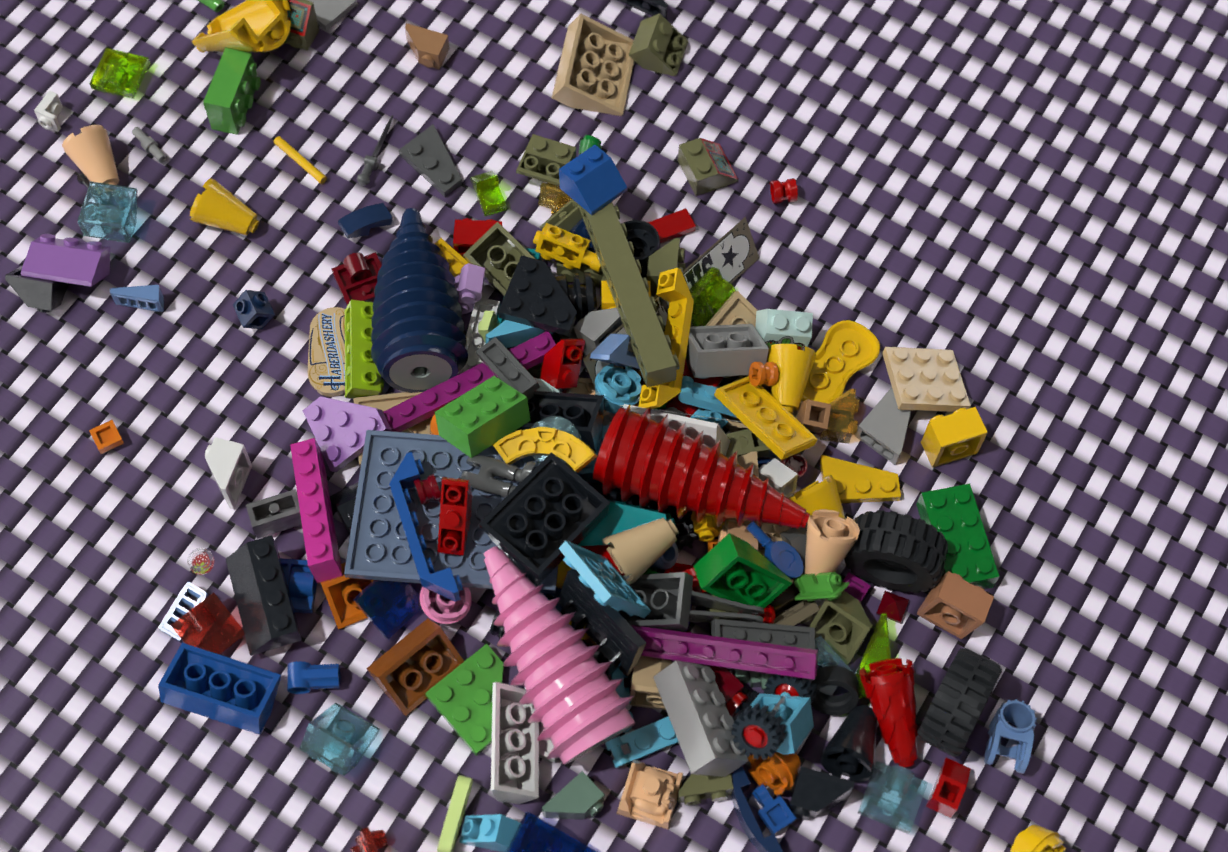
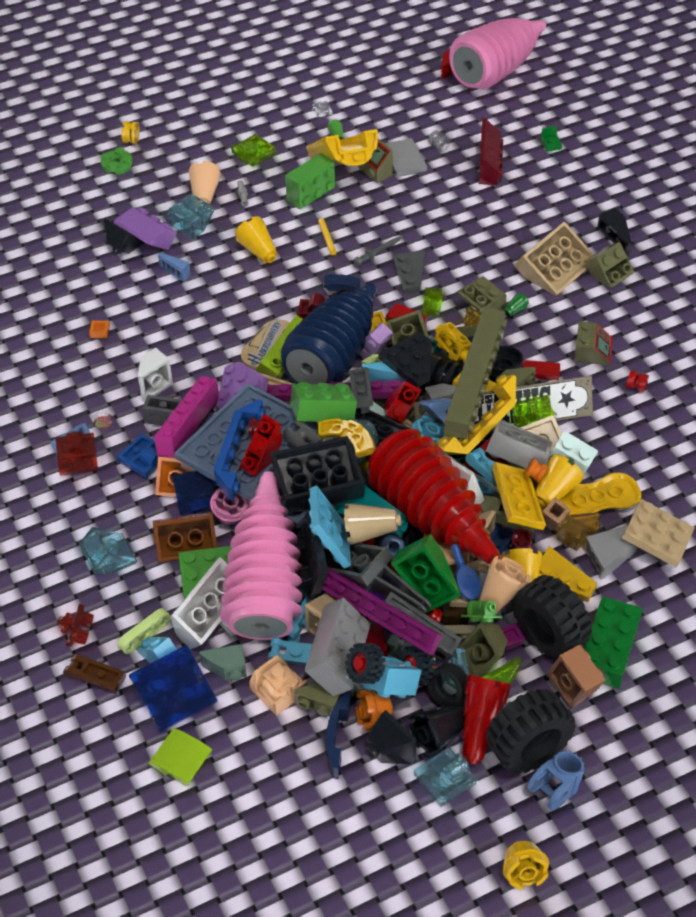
camera: 35 degrees right, 15 degrees down
(48, 111) = (197, 151): white bracket -> none
(219, 688) = (58, 487): blue slope -> none
(253, 309) = (235, 299): dark blue brick -> none
(262, 596) = (122, 449): black slope -> none
(305, 676) = (114, 508): blue piece -> none
(427, 45) = (454, 207): medium nougat slope -> none
(592, 180) = (494, 304): blue slope -> none
(775, 812) = (353, 740): blue plate -> none
(780, 477) = (502, 537): white brick -> none
(893, 606) = (534, 663): dark red slope -> none
(949, 788) = (489, 790): red slope -> none
(953, 436) = (652, 575): yellow brick -> none

